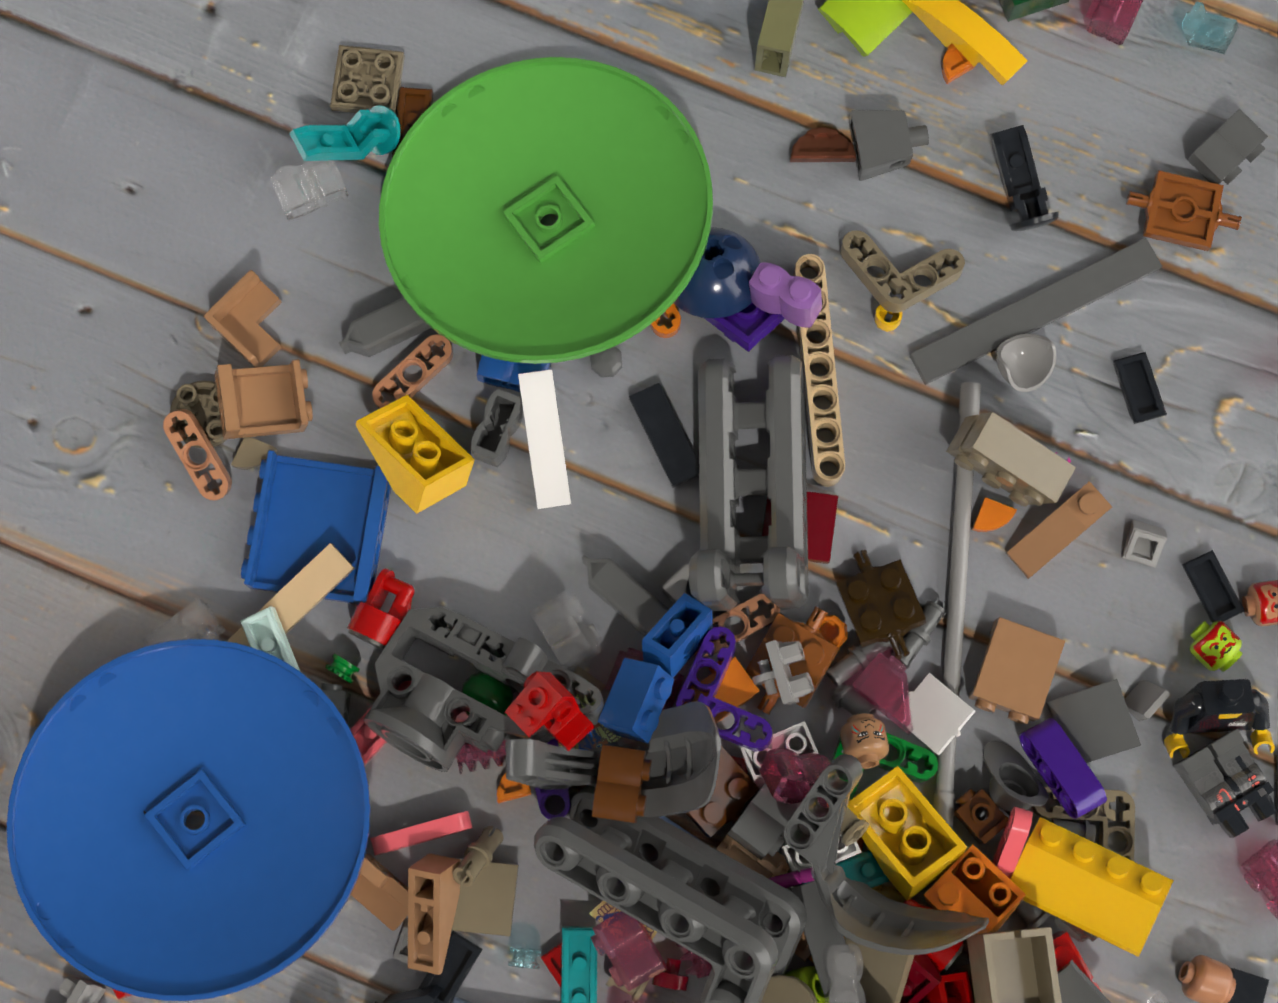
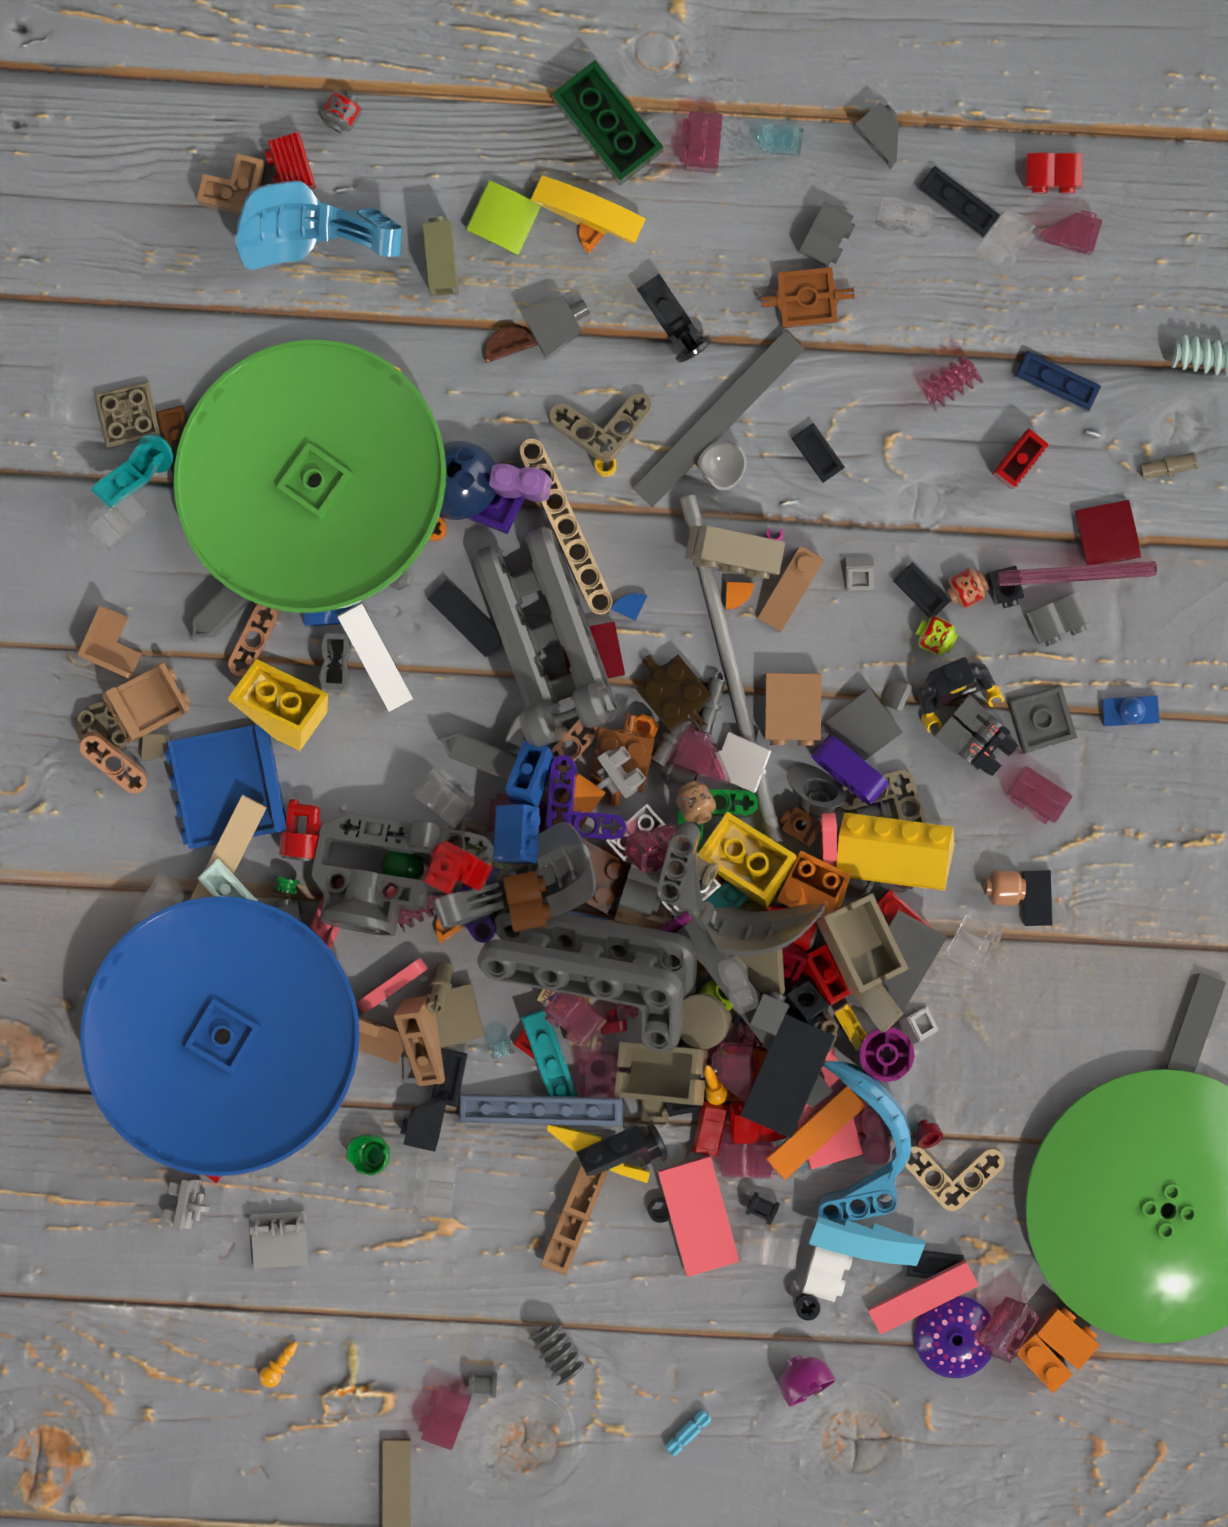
camera: 20 degrees left, 10 degrees up
(861, 485) = (630, 605): none -> blue tile

